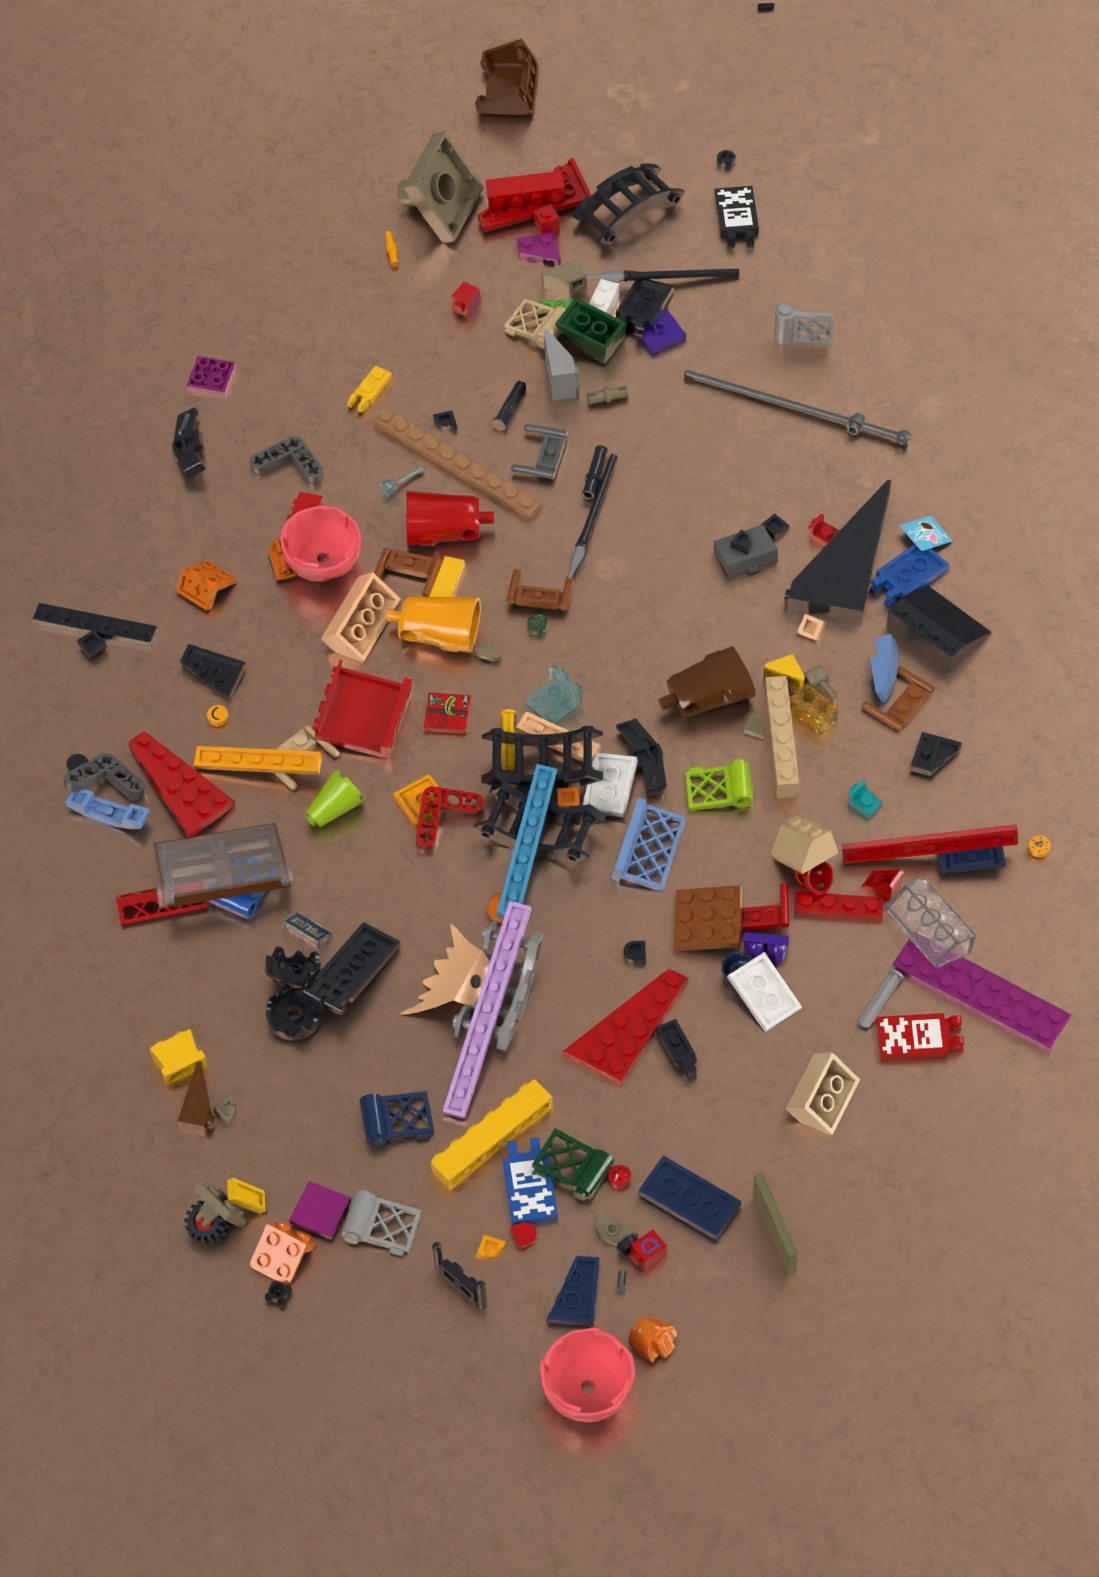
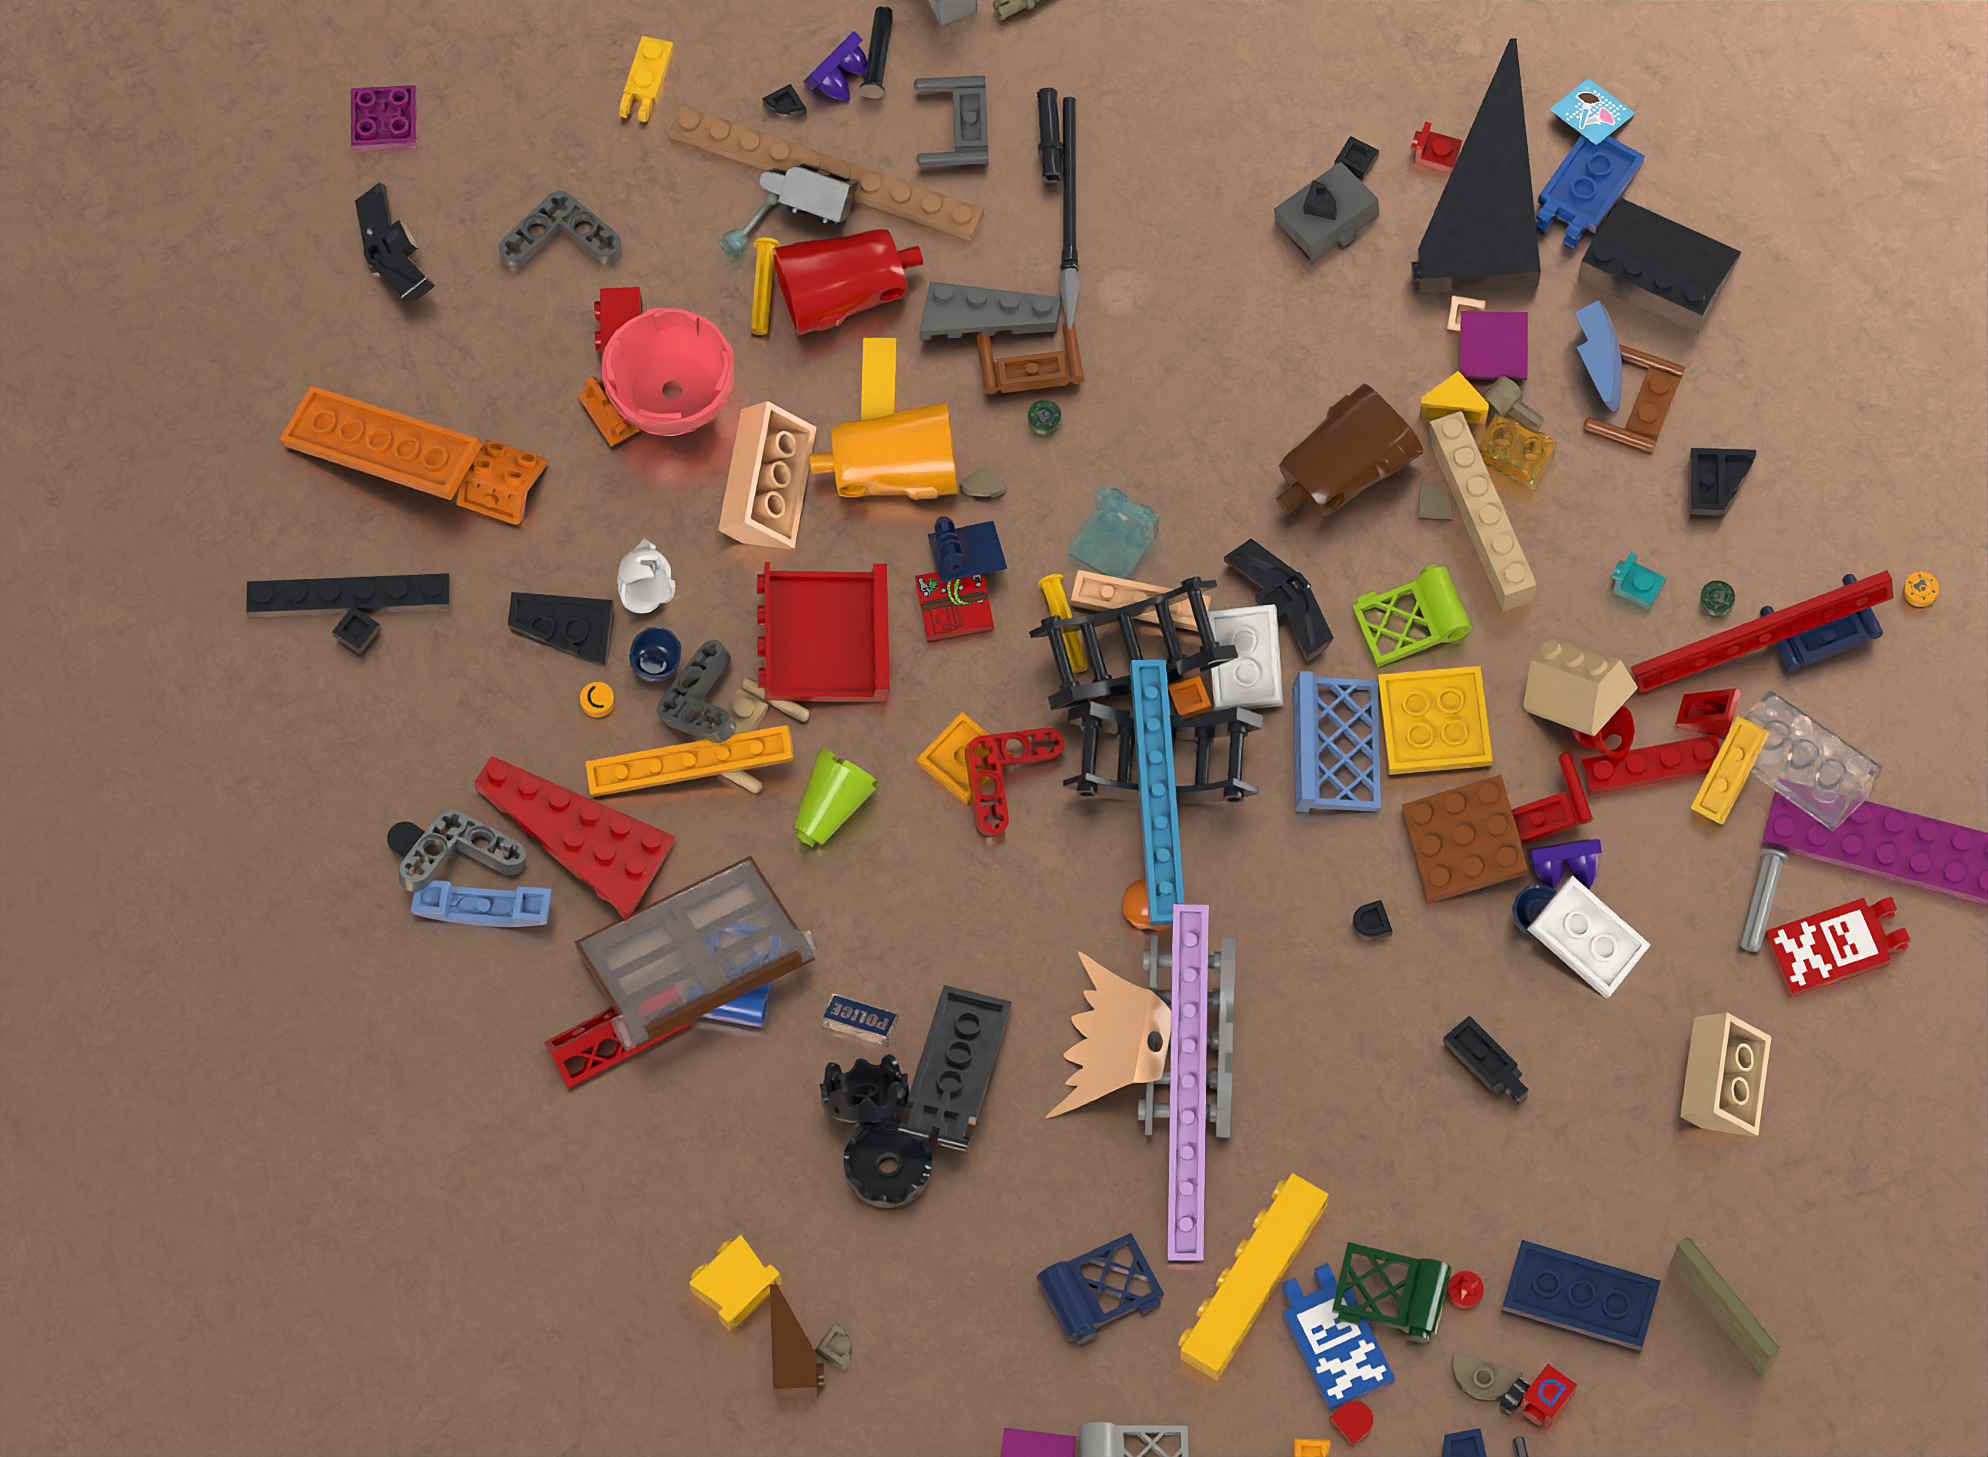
camera: 15 degrees left, 10 degrees up
(142, 544) = (381, 442): none -> orange plate
(259, 697) = (655, 654): none -> dark blue hair
(267, 655) = (645, 579): none -> white helmet
(268, 731) = (679, 711): none -> dark grey beam
(395, 516) = (762, 285): none -> yellow axle
(410, 564) = (814, 366): dark orange plate -> none
(443, 468) = (812, 191): none -> hinge
(463, 685) = (965, 549): none -> dark blue hinge
(475, 408) = (829, 77): none -> dark purple tile
(524, 558) = (968, 309): none -> dark grey wing
(622, 1036) = (1395, 1065): red wing -> none
(713, 847) = (1435, 720): none -> yellow plate
(820, 646) = (1494, 345): none -> magenta tile
(883, 917) = (1730, 770): none -> yellow tile
(910, 821) = (1717, 598): none -> clear green tile

